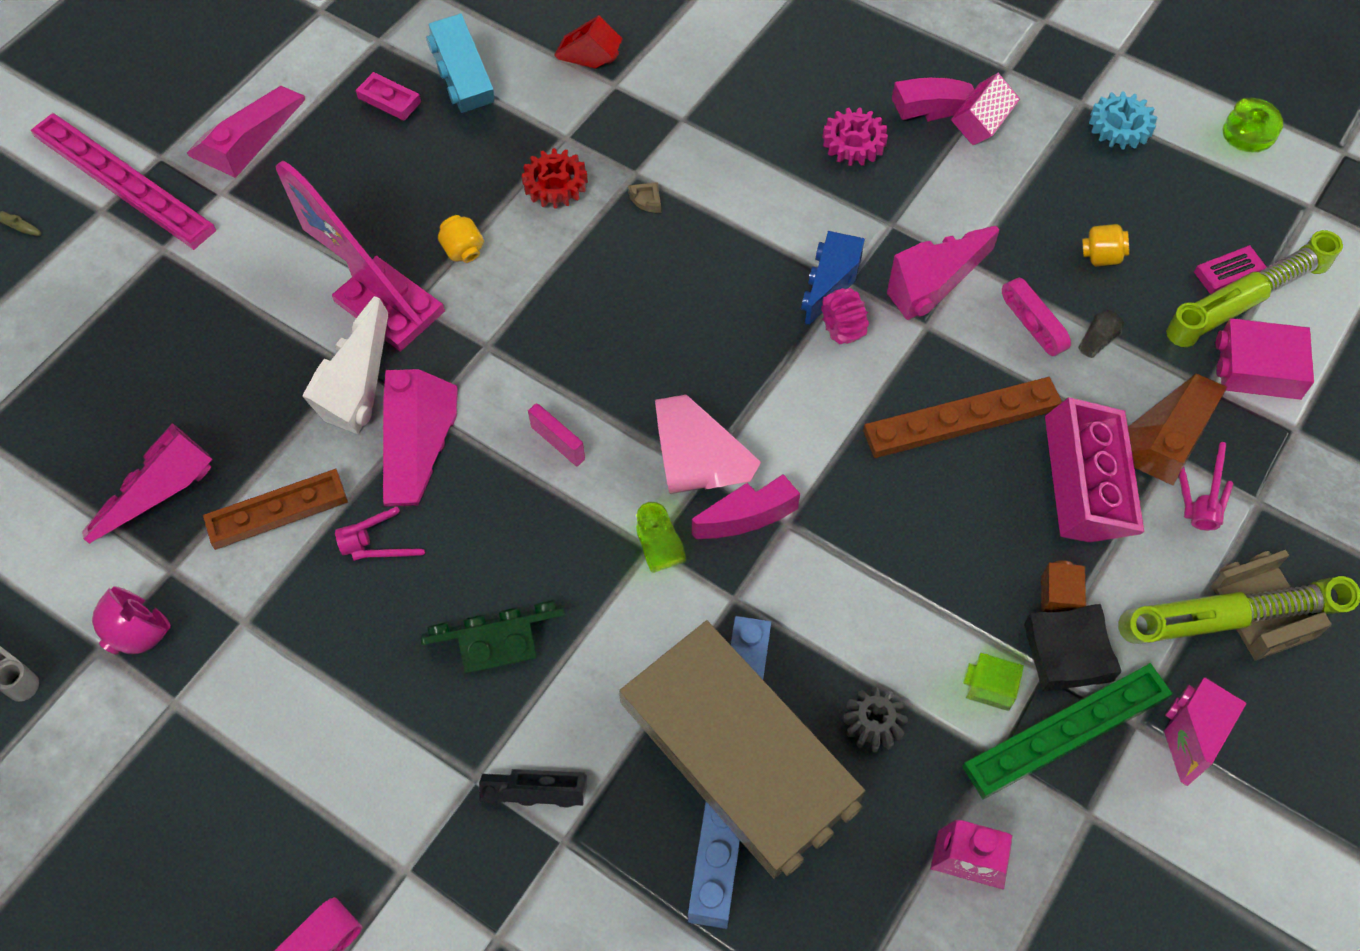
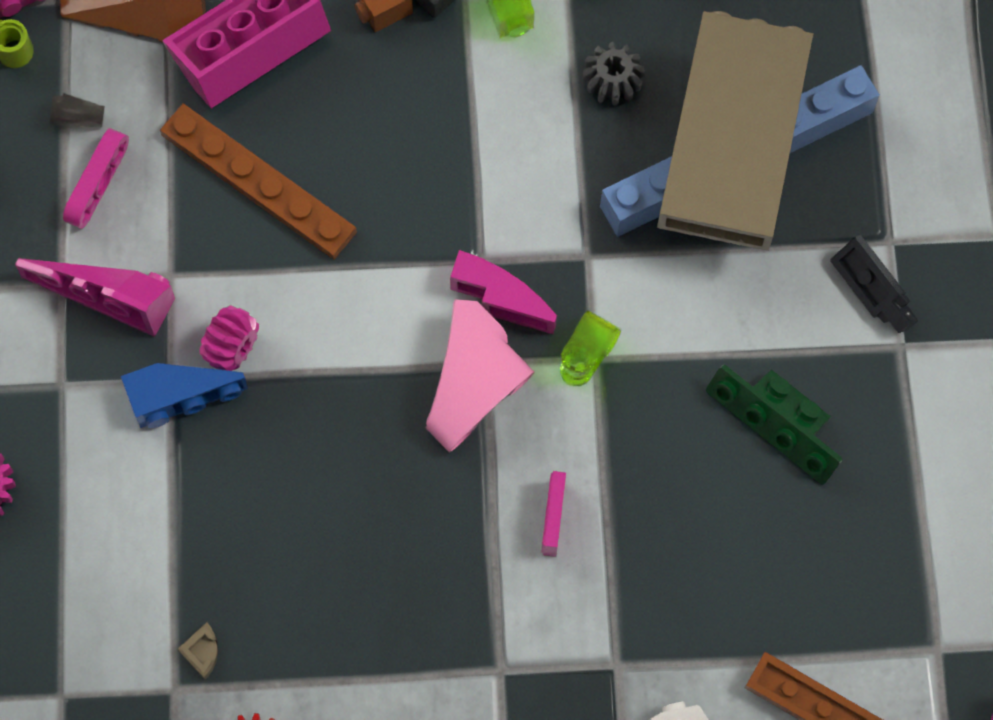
camera: 130 degrees left, 10 degrees up
(354, 537) = (794, 610): dark pink plant -> none
(415, 423) = (644, 654): dark pink wedge -> none

